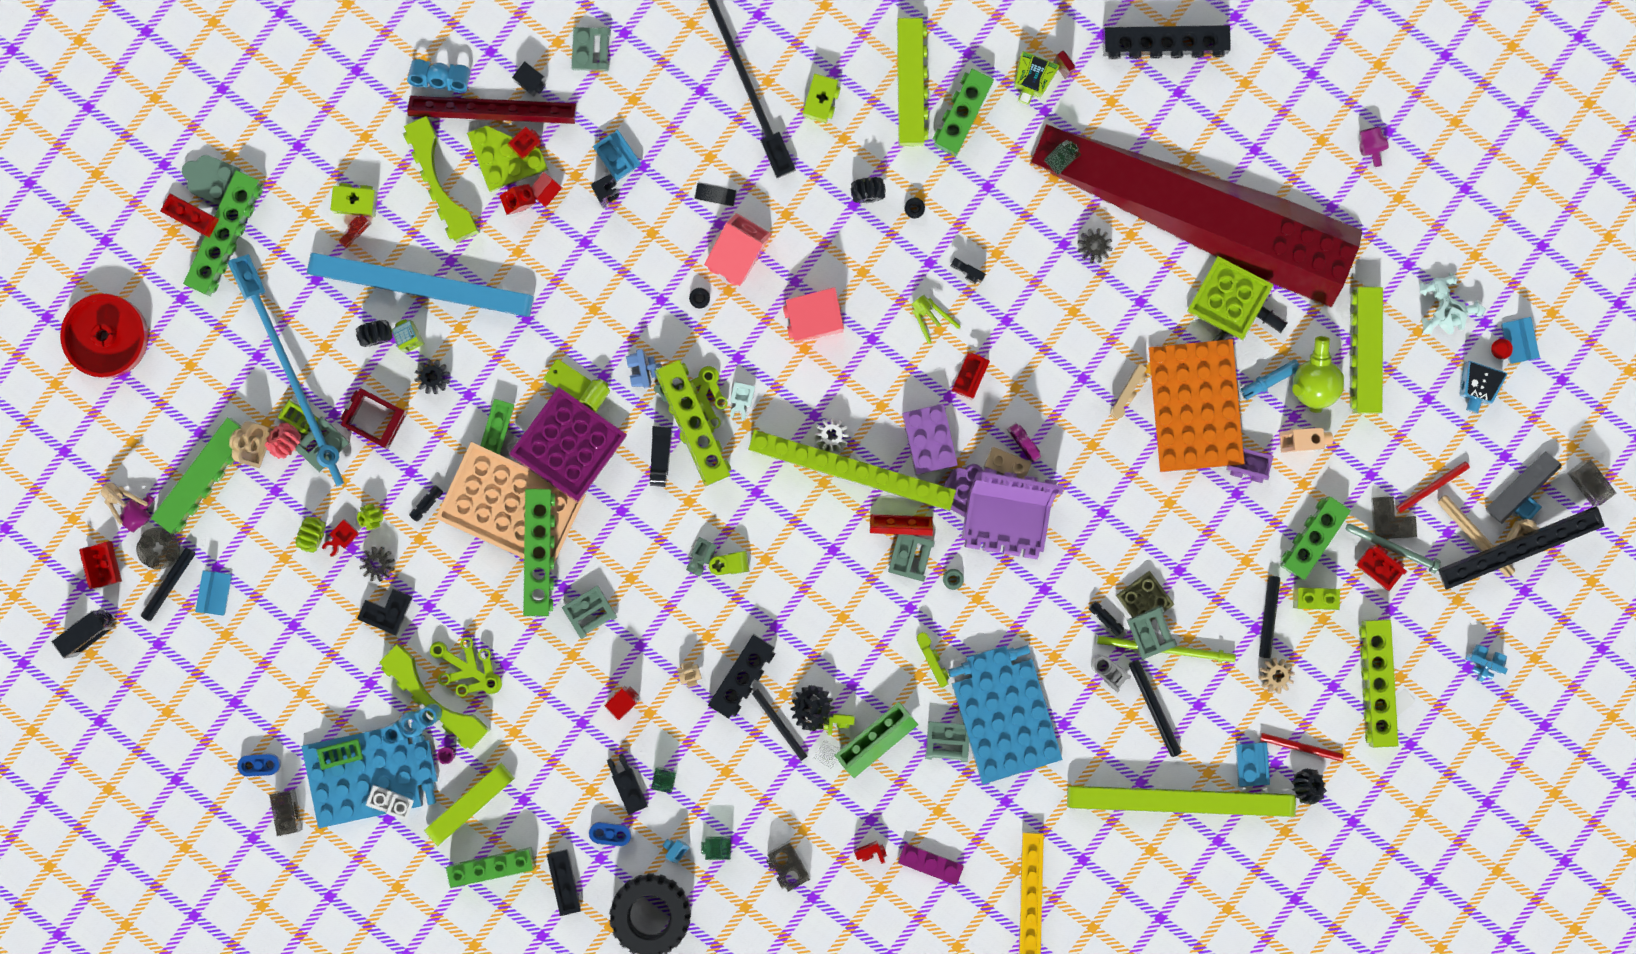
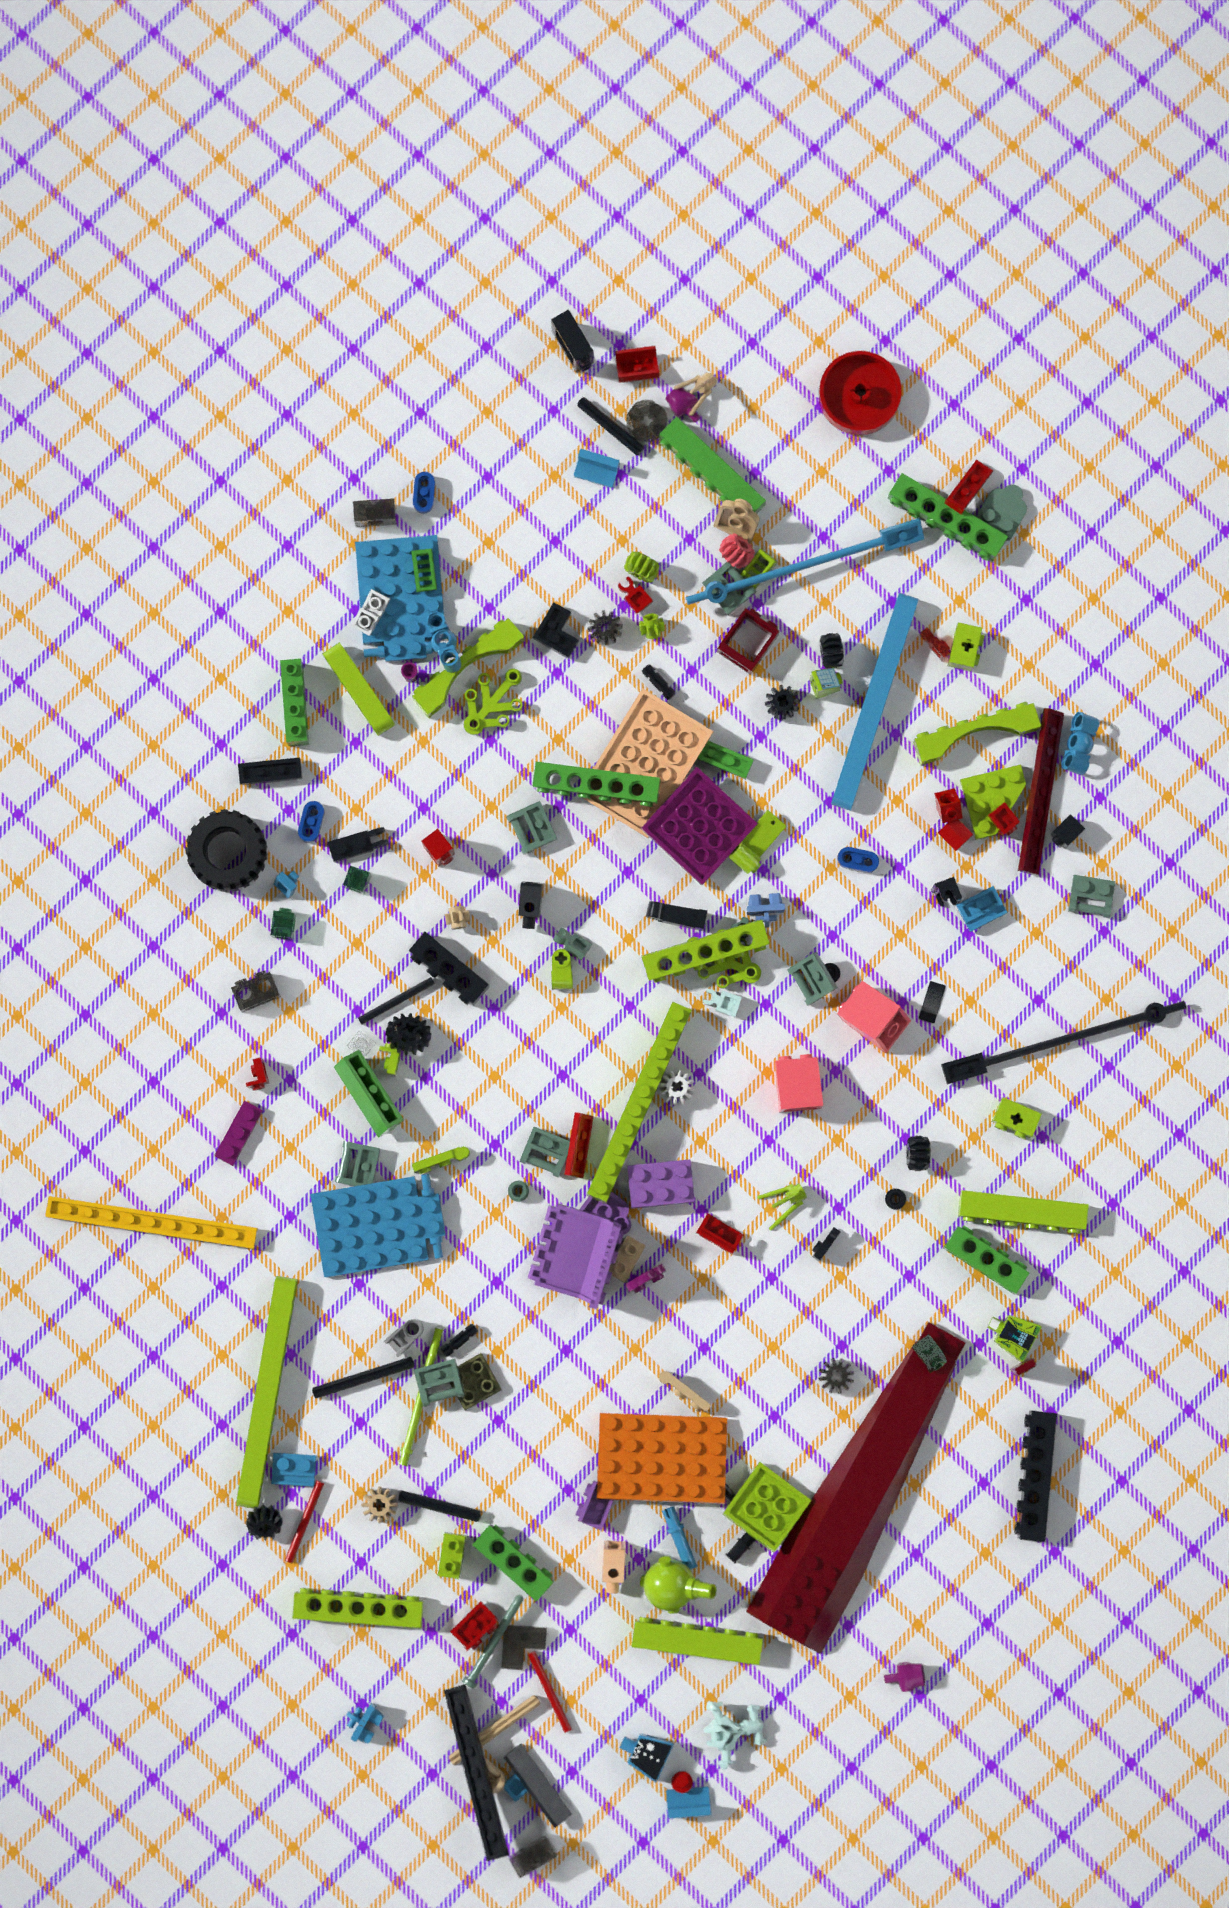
camera: 105 degrees right, 5 degrees down
(582, 283) = (858, 857): none -> blue plate
(657, 603) = (531, 893): none -> black torso
(704, 310) = (816, 975): none -> sand green plate

